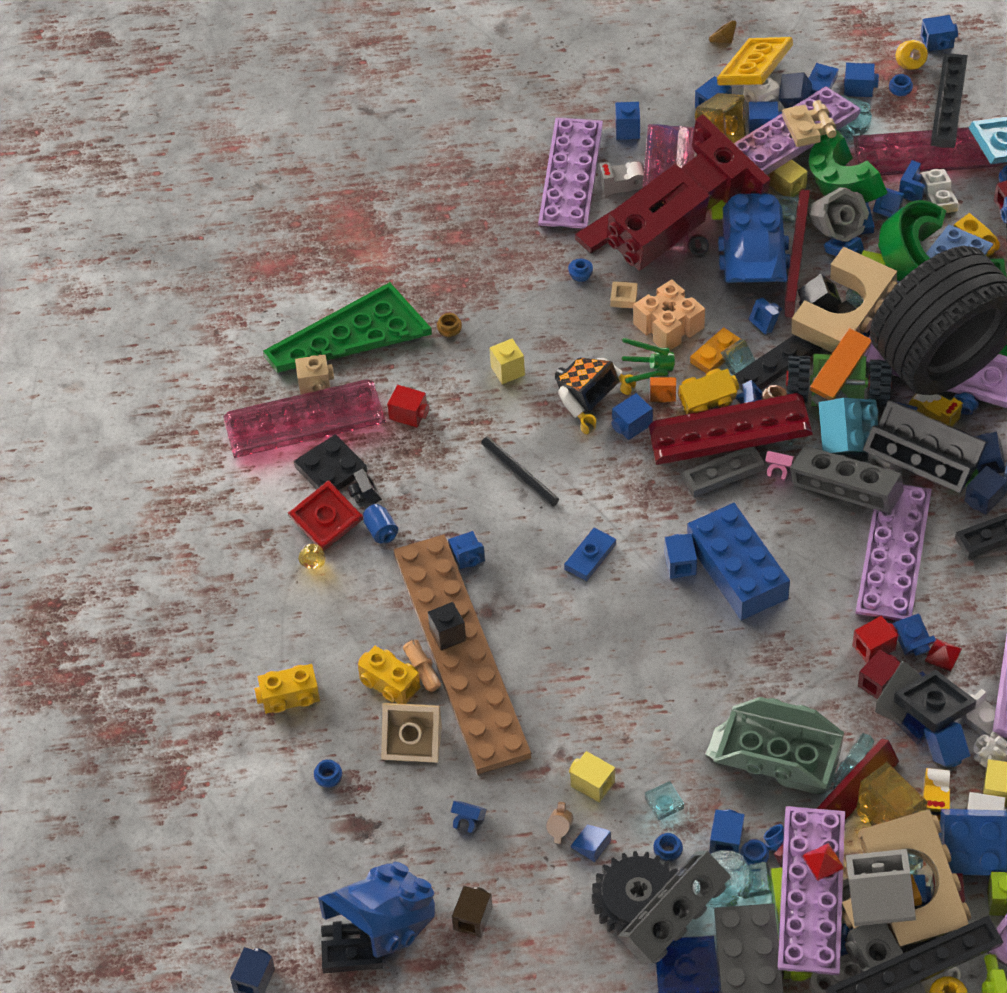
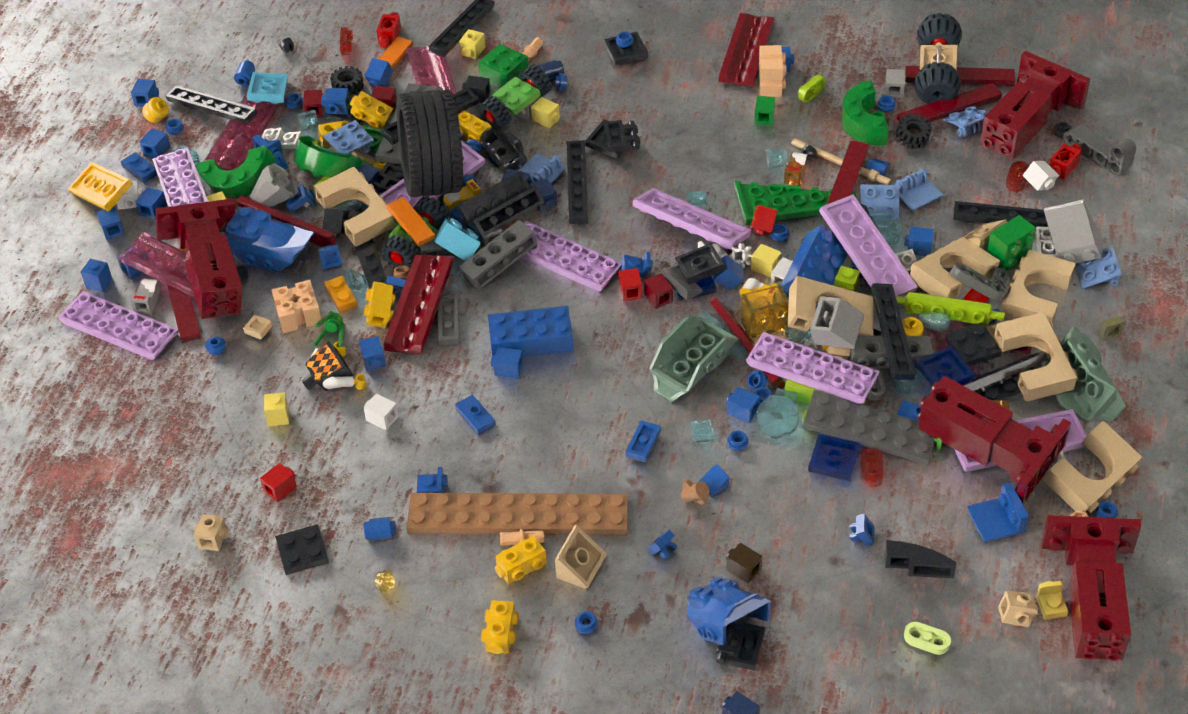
camera: 70 degrees left, 5 degrees down
(303, 418) = (245, 555): clear pink plate -> none
(325, 515) = (350, 562): red plate -> none
(363, 325) = (179, 493): green wing -> none
(364, 488) = (340, 529): black tile -> none
(447, 626) = (504, 504): black brick -> none
(449, 325) = (214, 437): pearl gold plate -> none
(520, 471) = (377, 434): black bar -> none
(548, 459) = (381, 411): none -> white brick
(592, 776) = (665, 463): light yellow brick -> none
(620, 741) = (643, 441): none -> blue plate
(621, 883) = (771, 466): black gear -> none
(639, 933) = (798, 439): dark grey brick -> none
(662, 389) = (359, 329): orange plate -> none
(724, 33) = (50, 200): pearl gold slope -> none
(726, 113) = (142, 213): clear yellow brick -> none
(778, 461) = (460, 287): bright pink tile -> none
(794, 89) = (145, 176): dark blue brick -> none
(802, 126) = (188, 175): tan plate -> none
(823, 862) = (799, 350): red slope -> none
(943, 655) = (658, 258): red slope -> none
(984, 202) = (308, 120): none -> clear light blue plate

